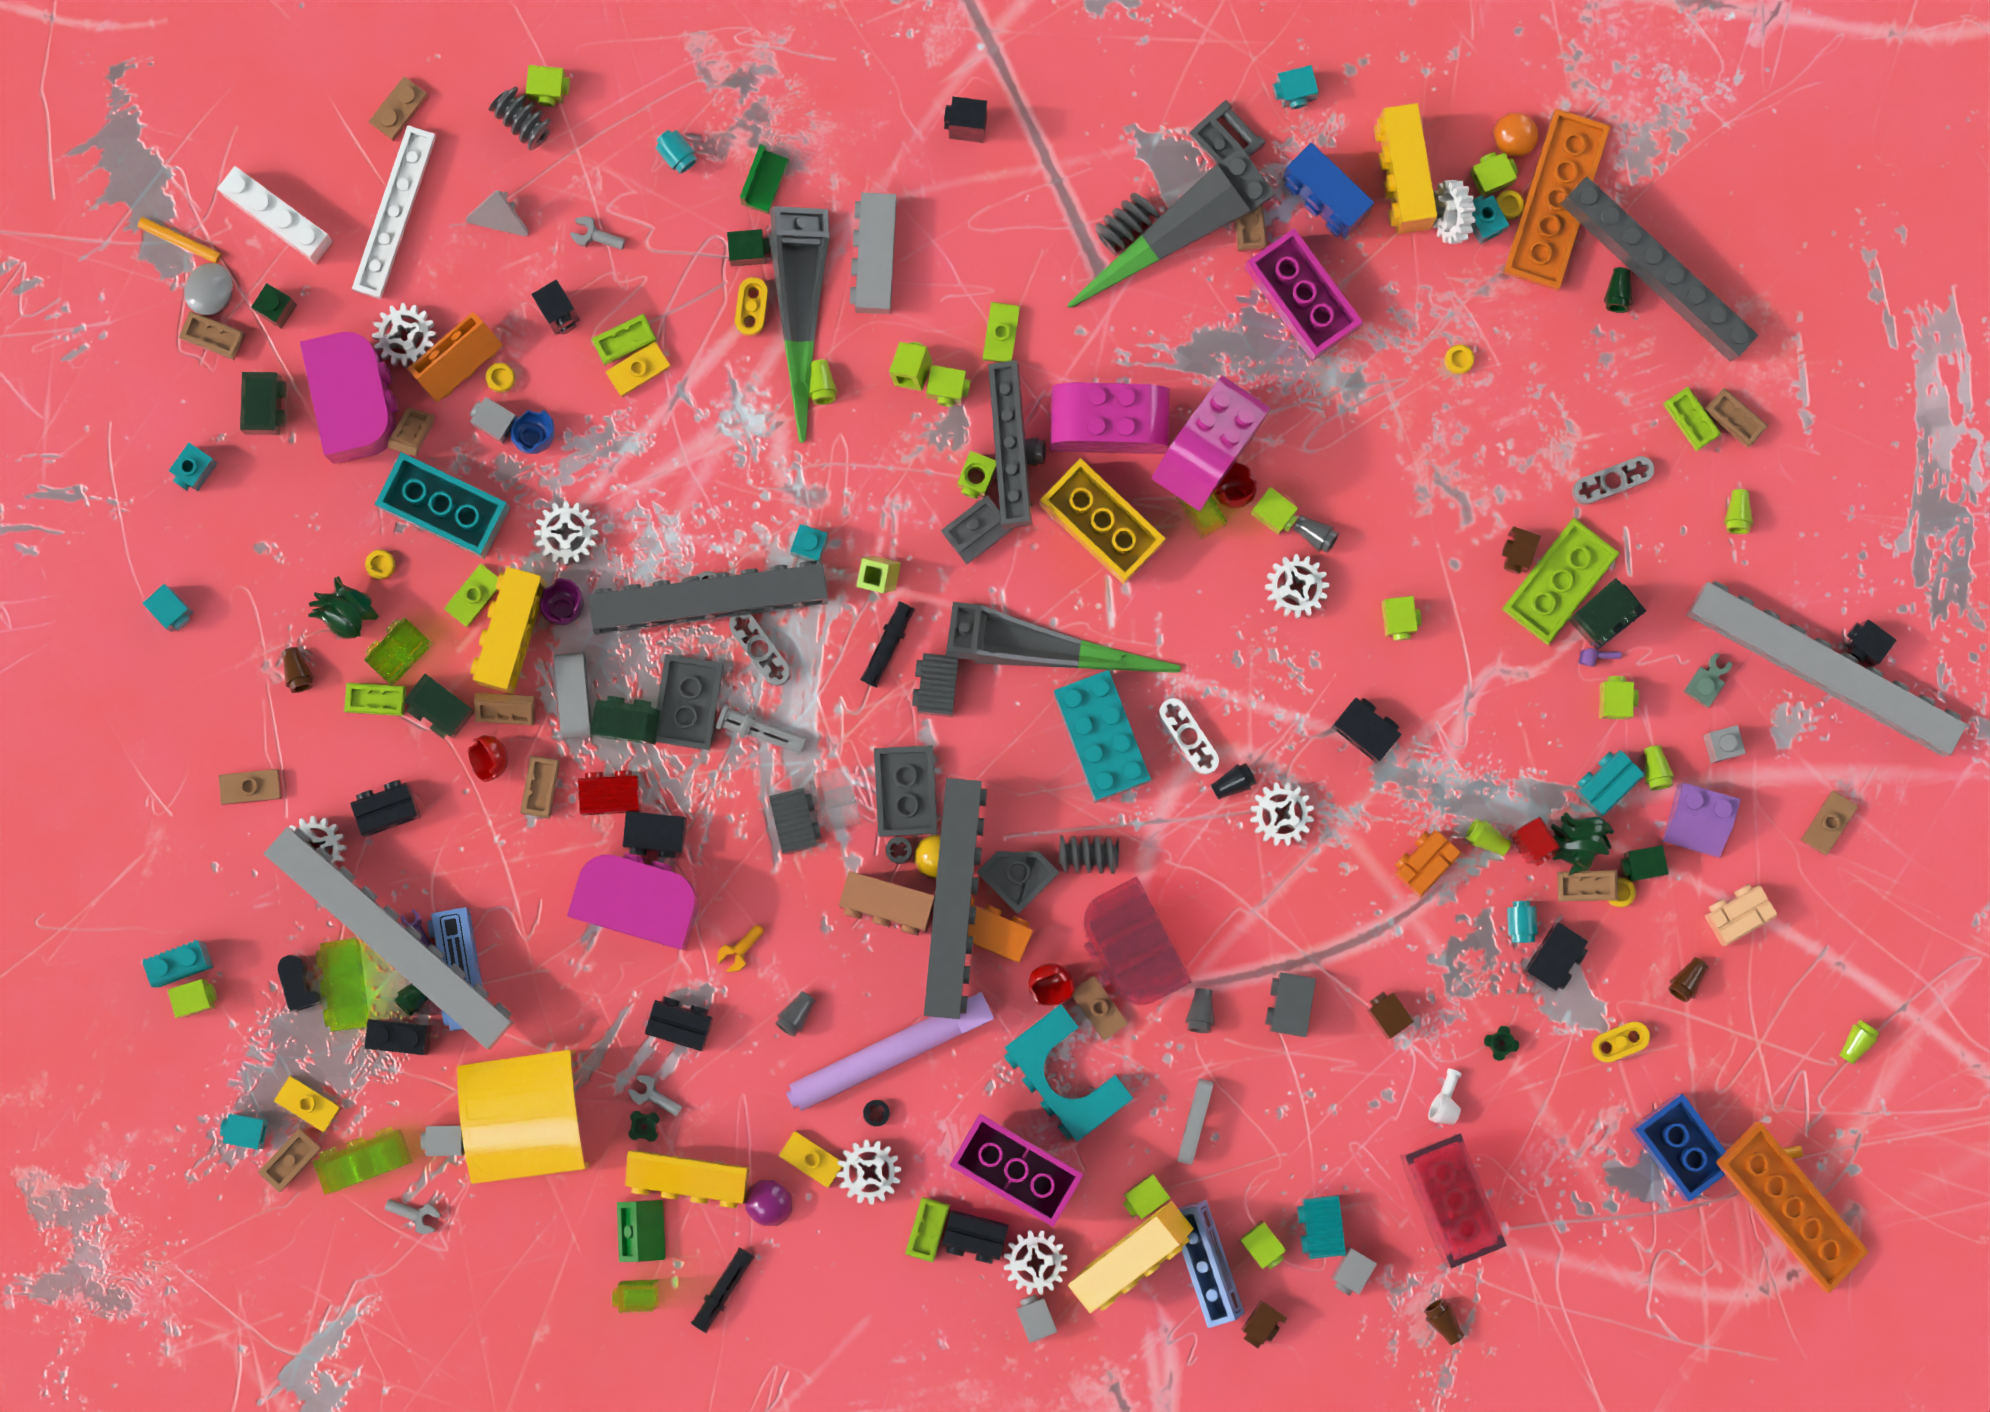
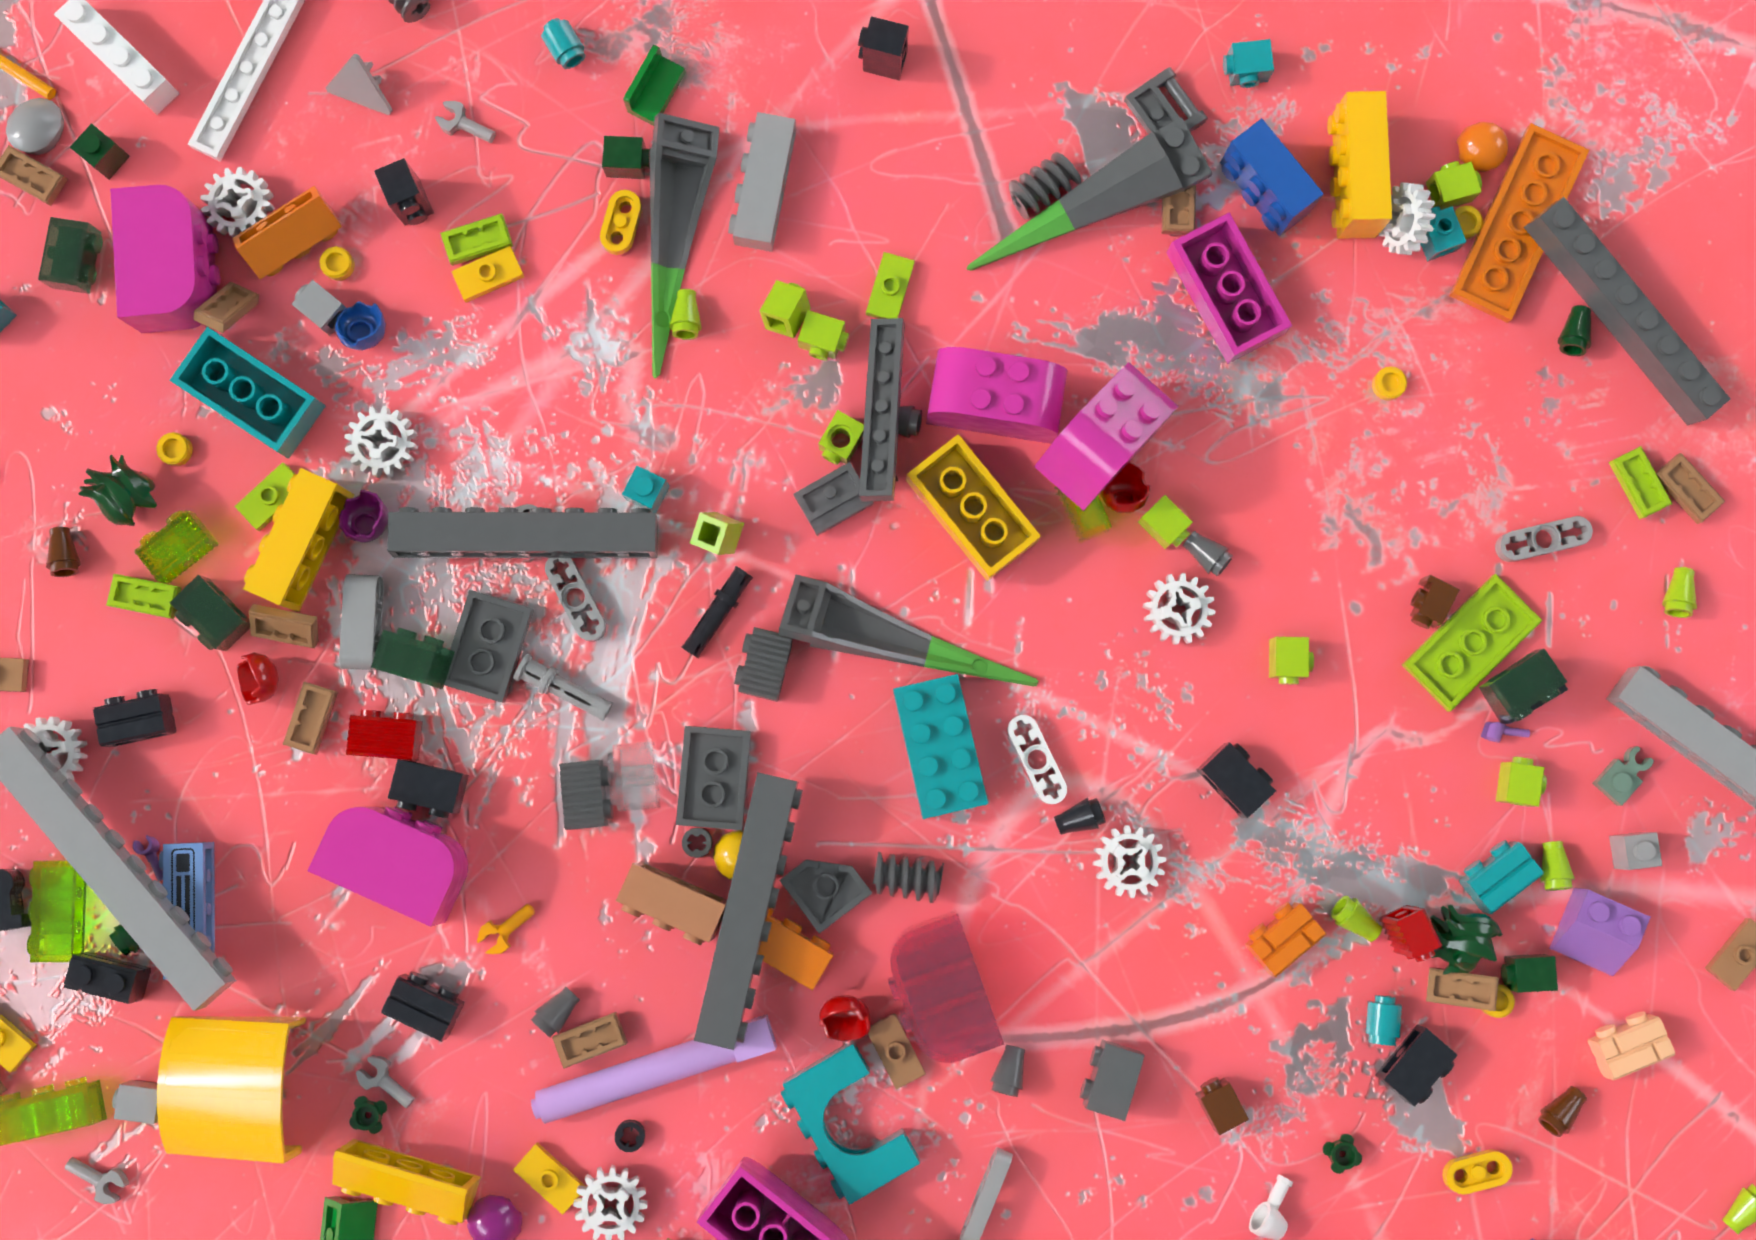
camera: 10 degrees right, 0 degrees up
(829, 1034) = (589, 1040): none -> medium nougat plate

